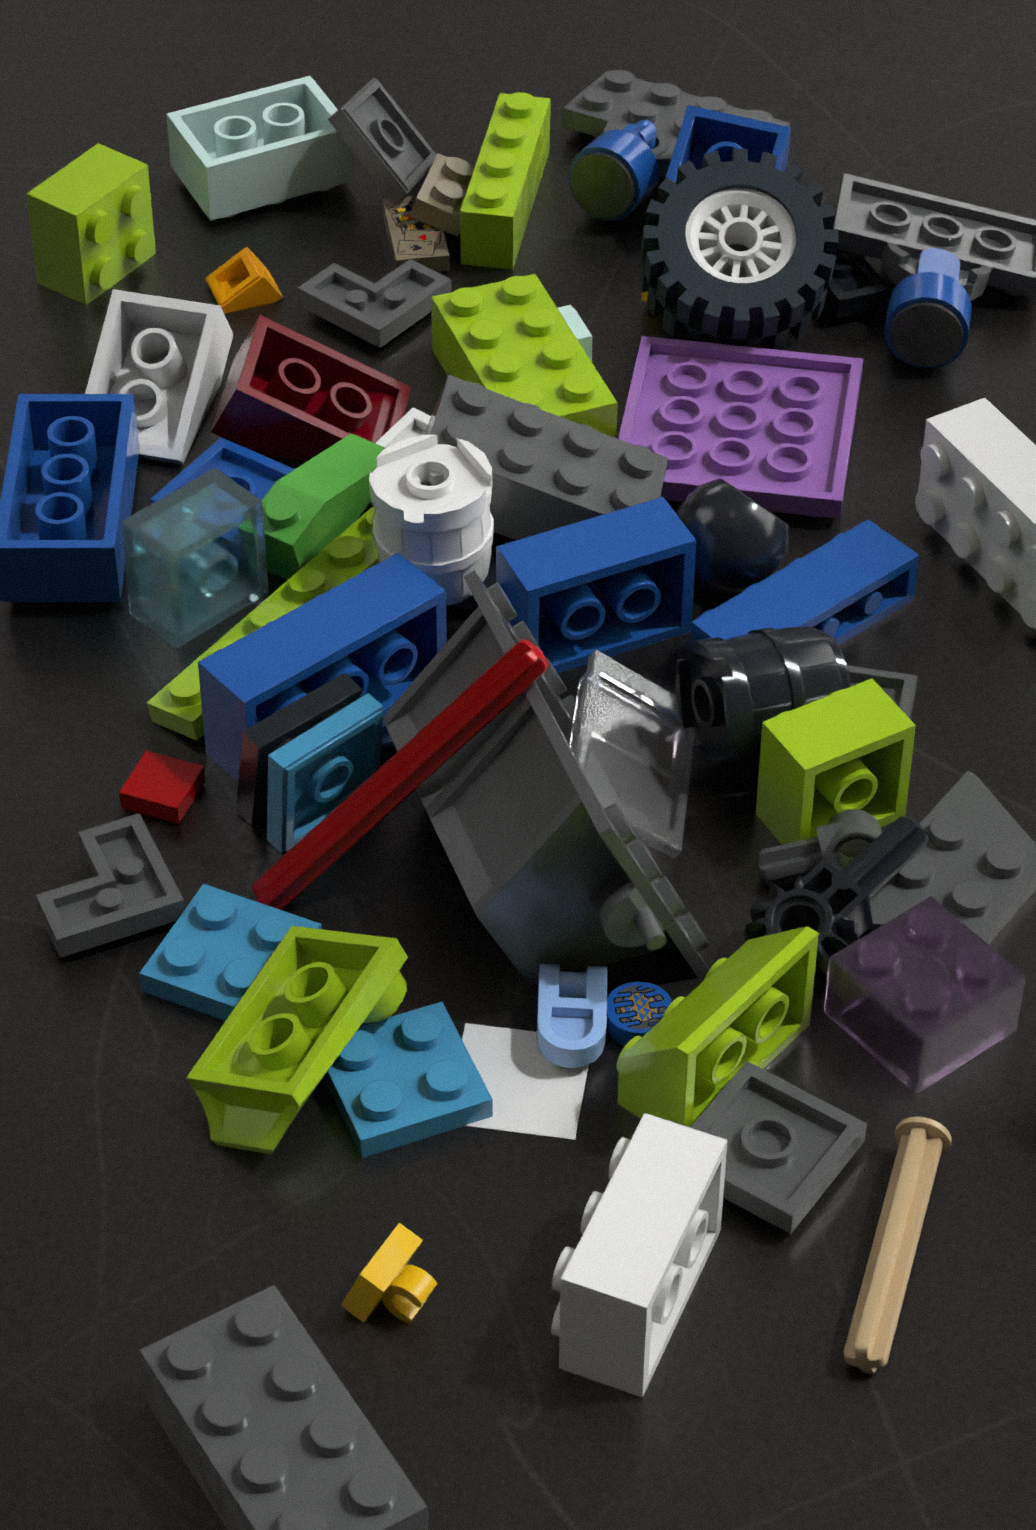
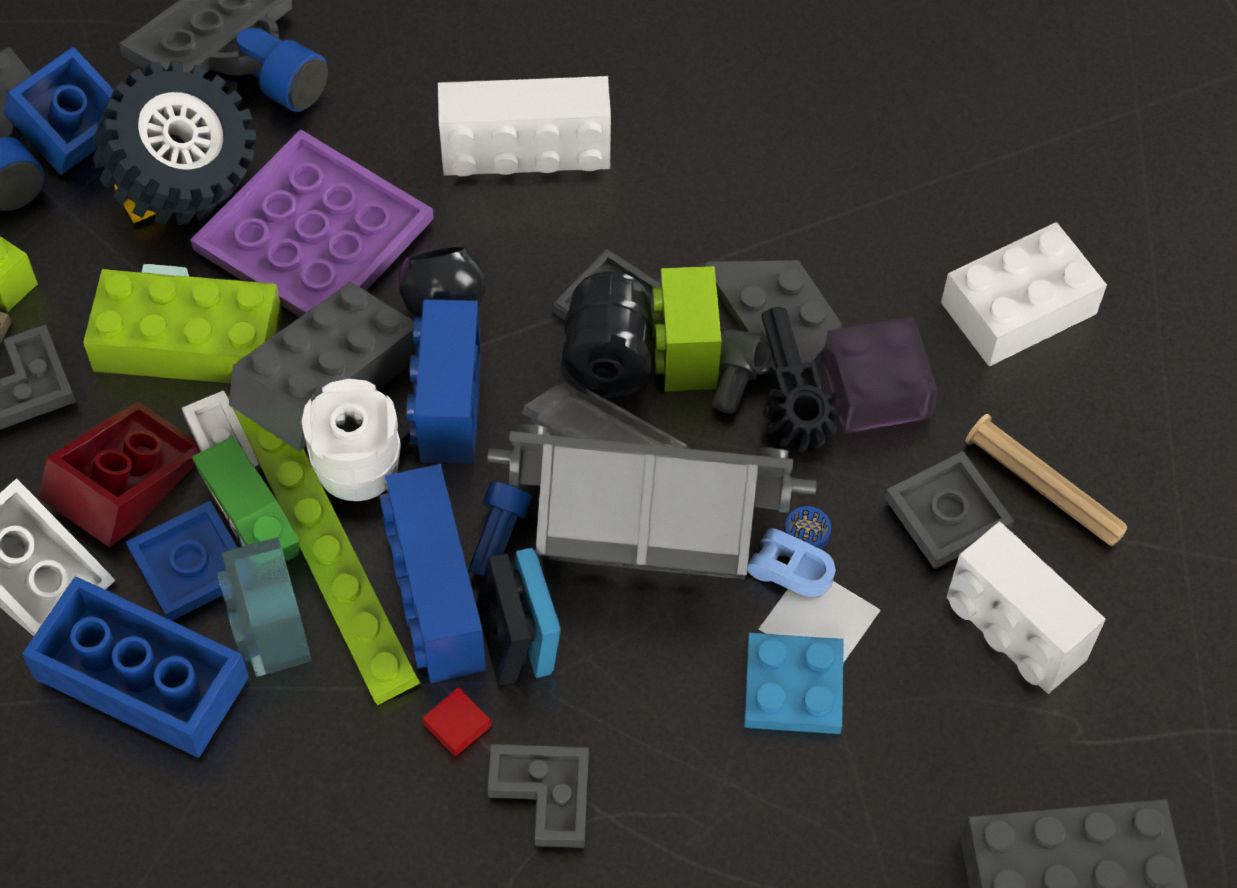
camera: 65 degrees left, 15 degrees up
(216, 951) = (639, 741): dark azure plate -> none
(293, 1030) = (751, 726): lime slope -> none
(391, 1279) = (960, 755): yellow tile -> none
(401, 774) = (615, 564): red axle -> none
(738, 1014) = (863, 489): lime slope -> none
(834, 589) = (518, 279): blue brick -> none

